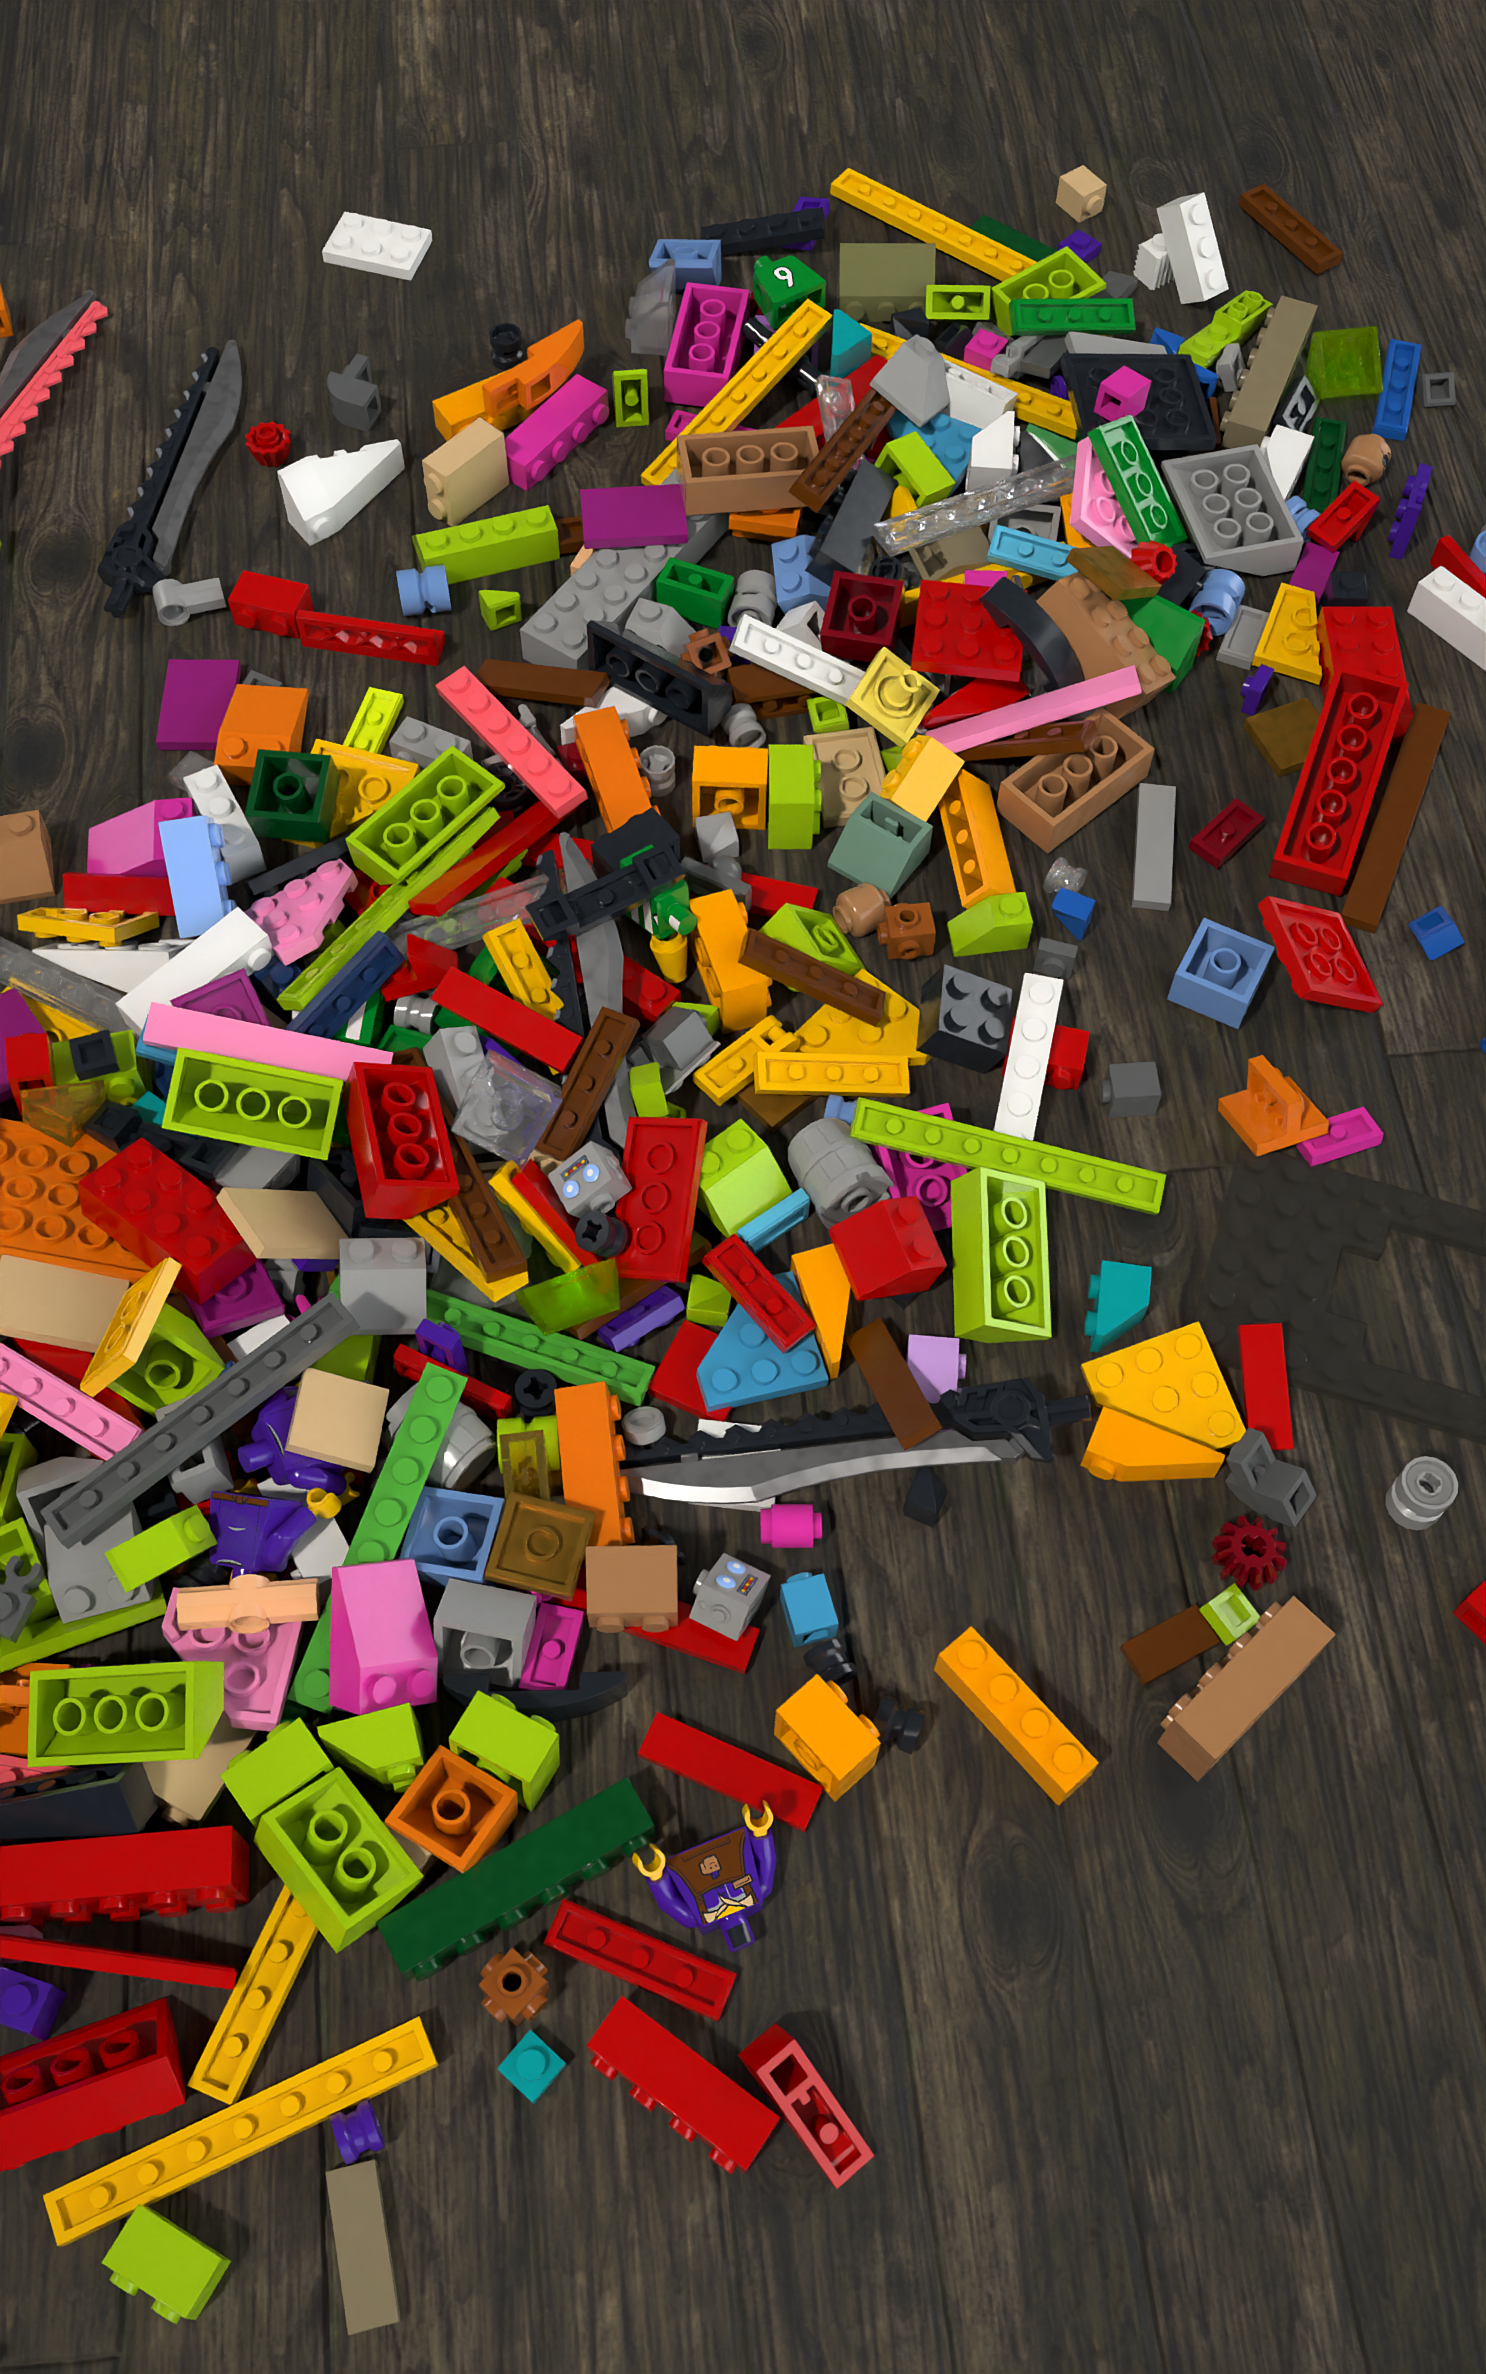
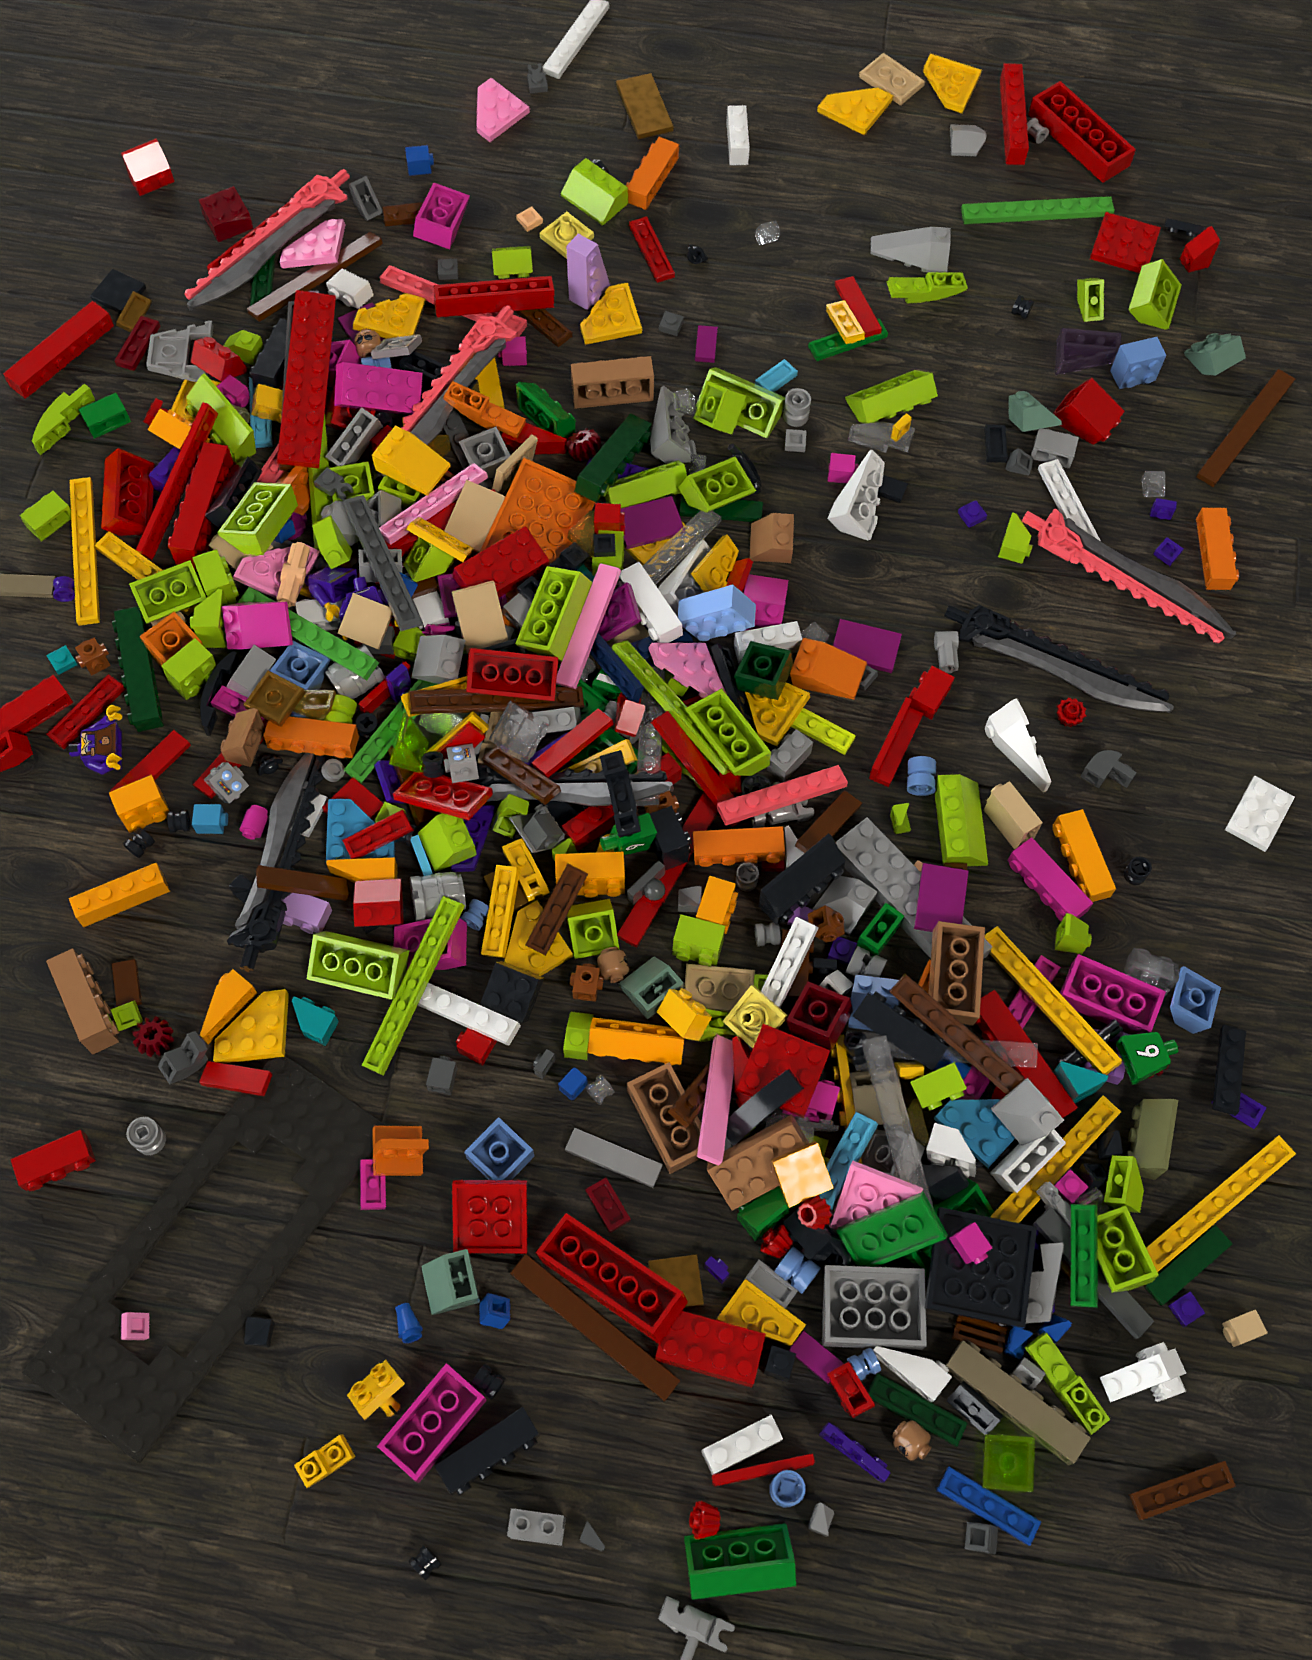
camera: 105 degrees right, 5 degrees up
(538, 377) = (1094, 881): orange slope -> none
(1430, 986) = (450, 1282): none -> sand green slope

